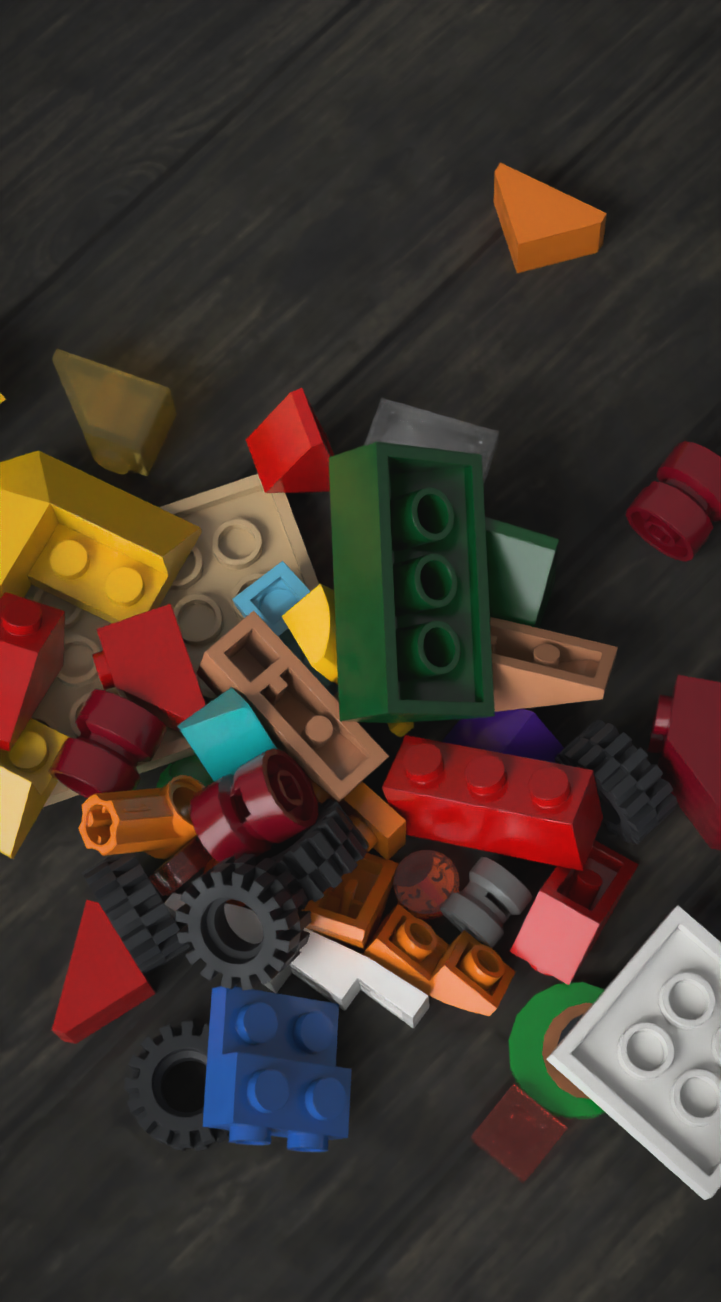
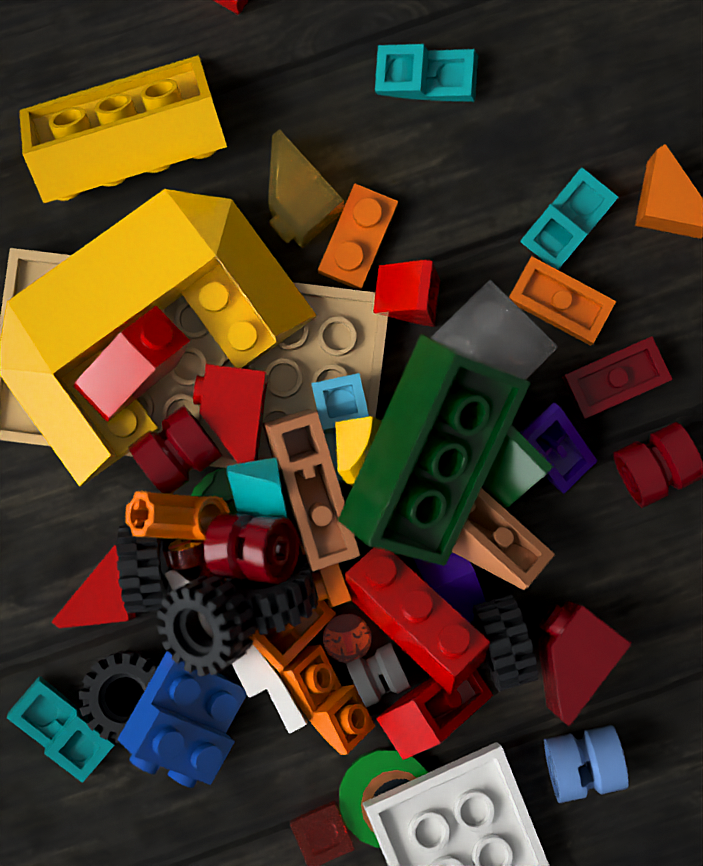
camera: 20 degrees right, 15 degrees up
(126, 1172) = (60, 729): none -> teal slope
(187, 231) = (422, 74): none -> teal slope
(206, 430) = (358, 237): none -> orange plate
(438, 297) = (569, 219): none -> teal slope
(477, 384) = (561, 301): none -> orange plate
(582, 545) = (560, 445): none -> dark purple slope
(584, 436) = (617, 378): none -> dark red plate

